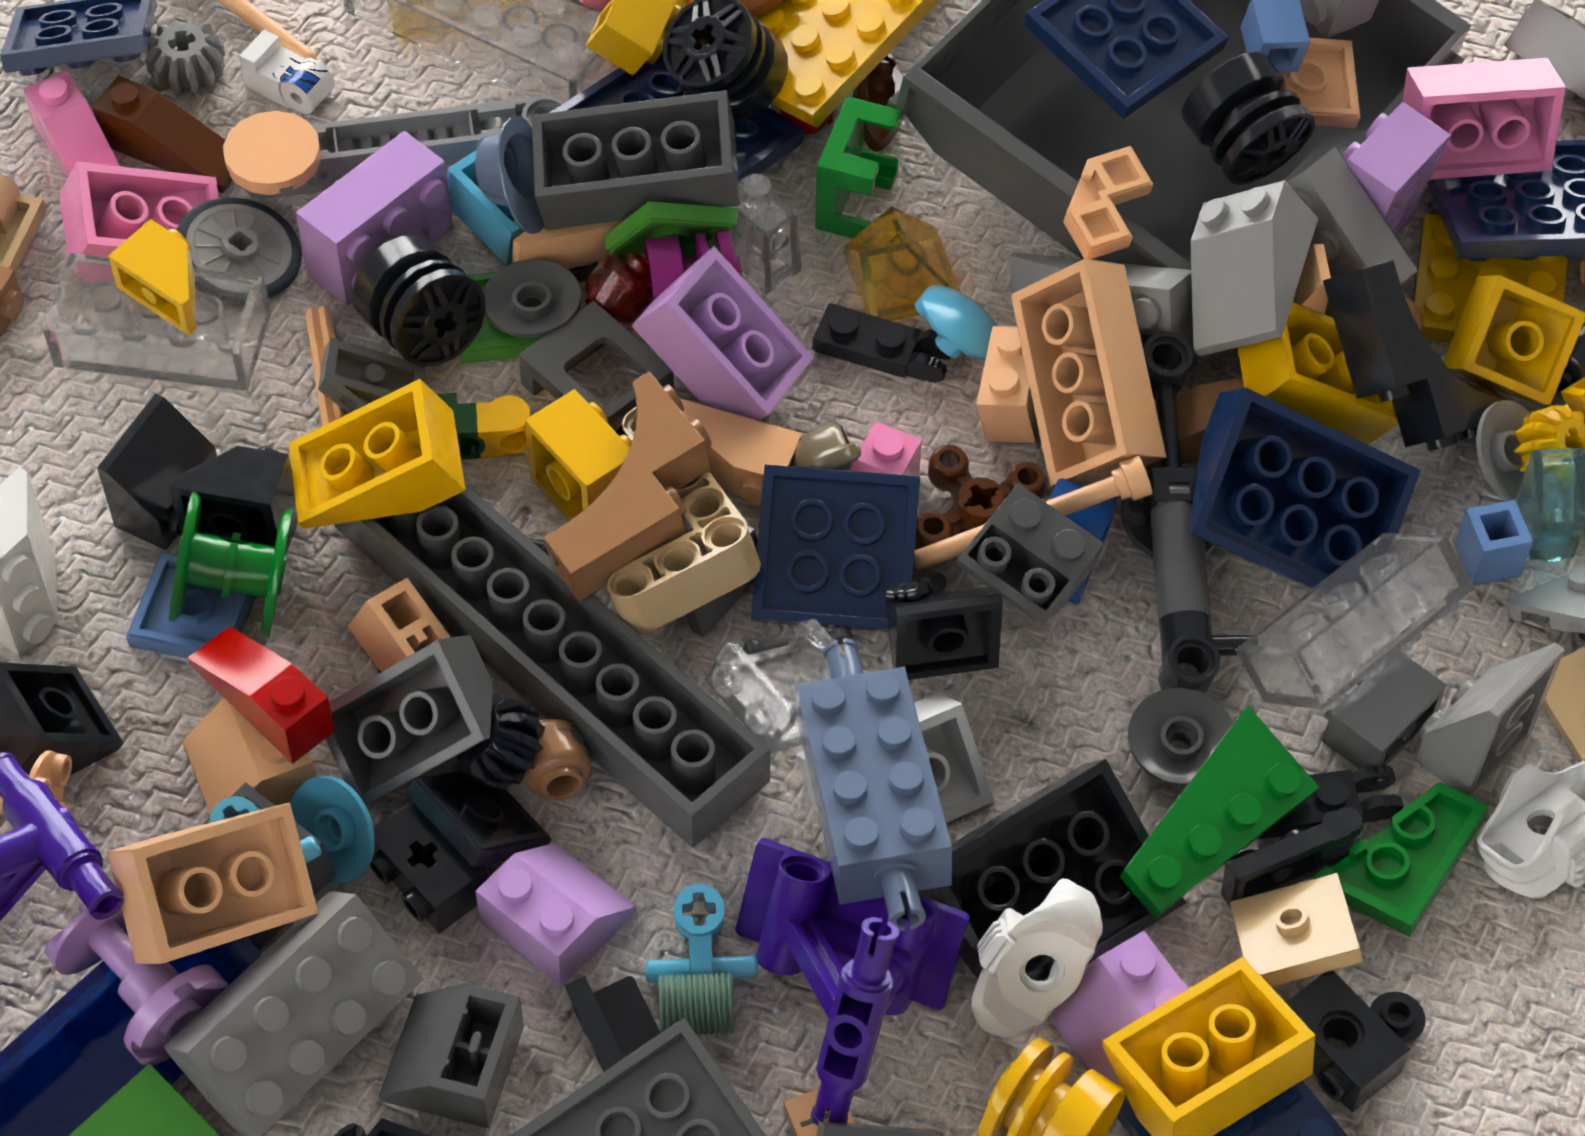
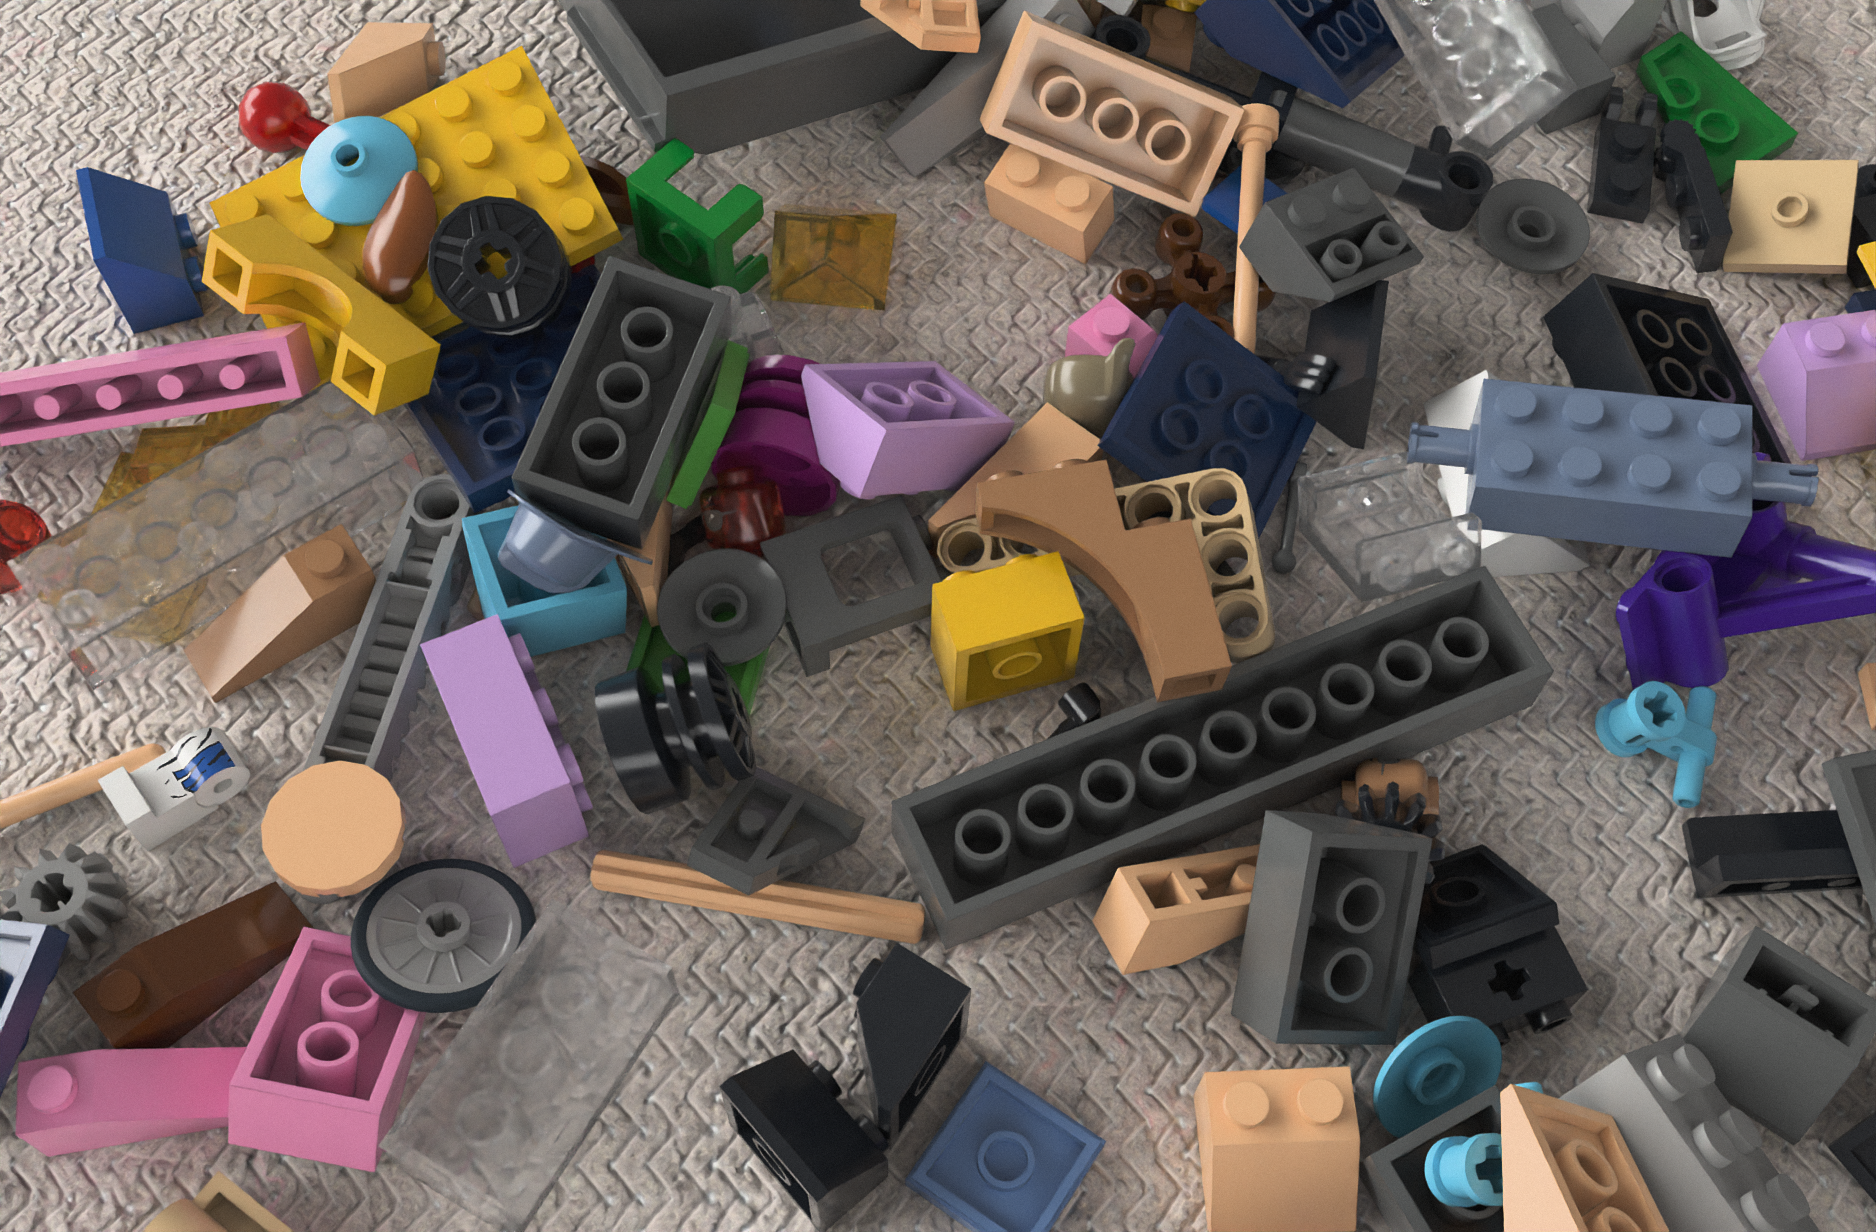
camera: 70 degrees left, 5 degrees up
(158, 273) = (509, 1020): yellow slope -> none
(229, 565) = (1036, 1036): green piece -> none
(266, 692) = (1254, 1085): red slope -> none
(378, 460) = (947, 847): yellow slope -> none
(434, 75) = (284, 613): none -> medium nougat slope
(489, 427) = (875, 736): yellow leg -> none
(551, 909) = (1598, 863): lavender slope -> none
(701, 999) = (1752, 761): sand green piece -> none
(879, 344) = (922, 304): black hinge -> none
(957, 320) = (946, 215): medium azure dish -> none
(1062, 927) = (1802, 417): white piece -> none
(1222, 810) = (1654, 223): green wing -> none

